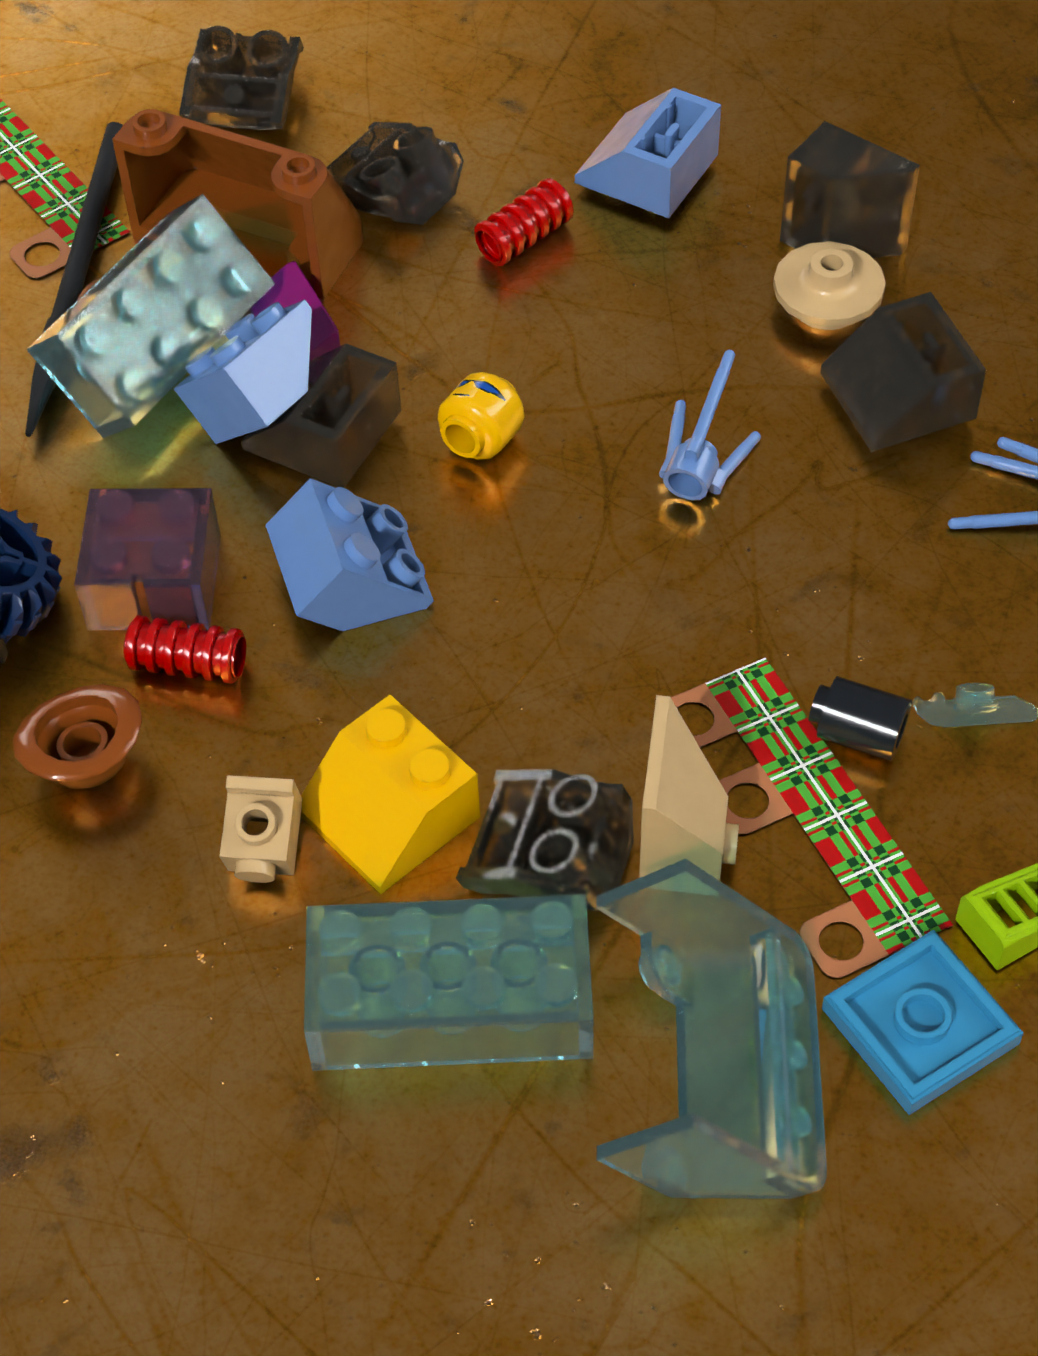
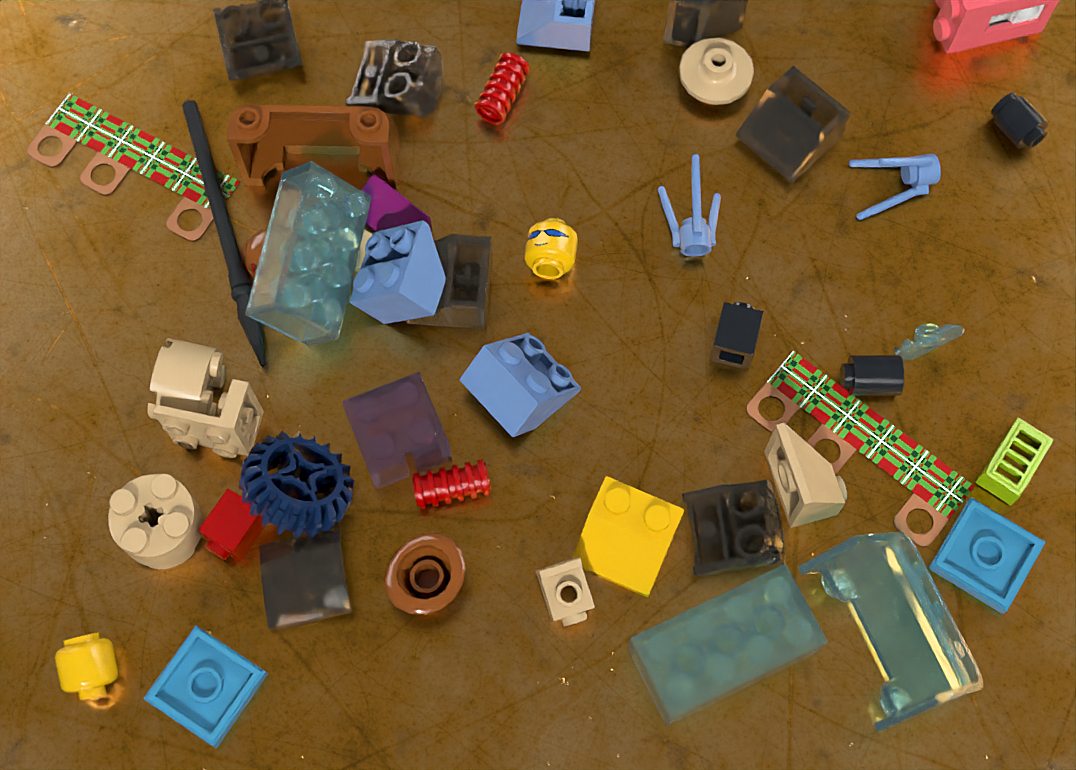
camera: 25 degrees left, 15 degrees up
(683, 602) = (736, 335): none -> black brick

